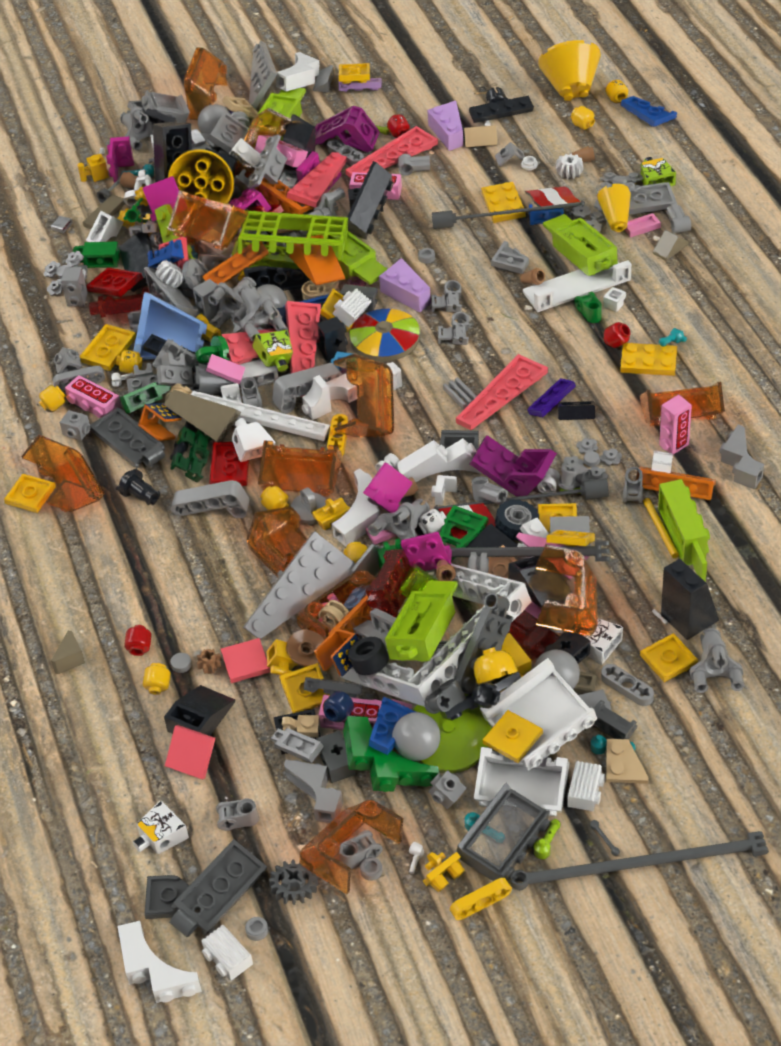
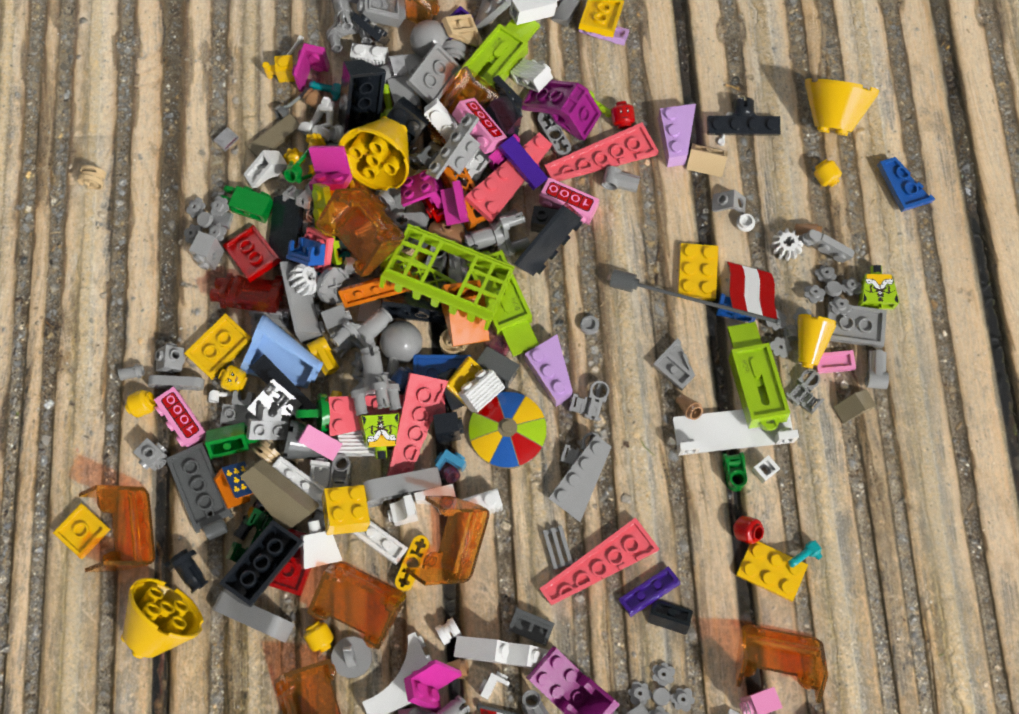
camera: 15 degrees right, 25 degrees up
(35, 383) = (131, 372): none -> light grey pin
(125, 519) = (158, 618): none -> yellow cone
(203, 454) = (260, 564): none -> black slope
(265, 403) = (345, 509): none -> yellow brick
(281, 199) = (454, 204): none -> dark pink panel
(315, 116) = (531, 74): none -> white brick
(327, 165) = (523, 162): none -> dark purple tile
(330, 512) = (369, 679): yellow hips -> none
(460, 346) = (579, 482): none -> light grey wing
(602, 155) = (827, 245): none -> light grey hinge
(616, 91) = (880, 142): yellow head -> none
(625, 248) = (803, 395): none -> light grey piece

